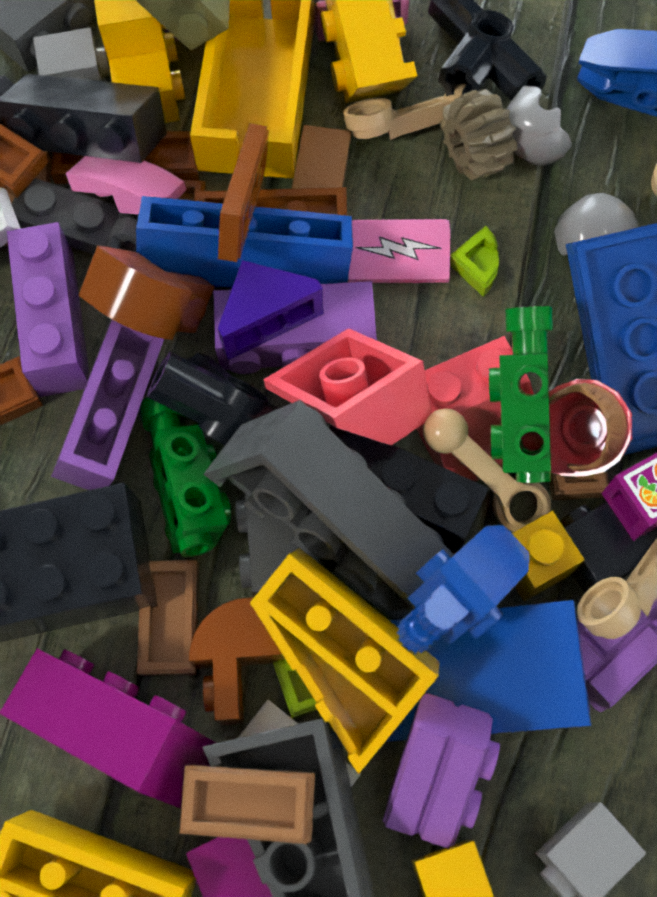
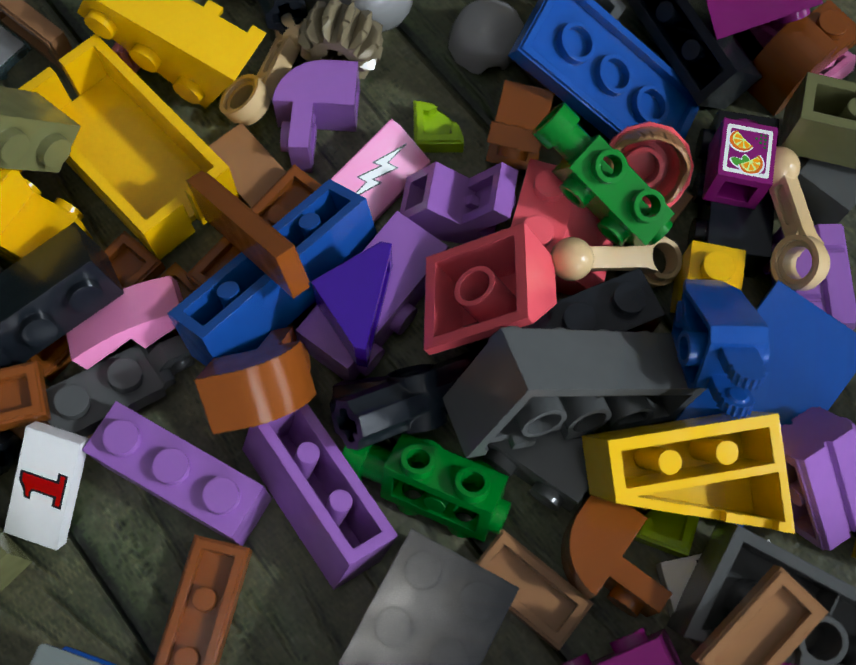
camera: 55 degrees left, 0 degrees up
(411, 157) = (314, 98): none -> medium lavender brick
(422, 319) = (459, 206): none -> medium lavender brick
(548, 289) = (517, 116): none -> dark orange brick

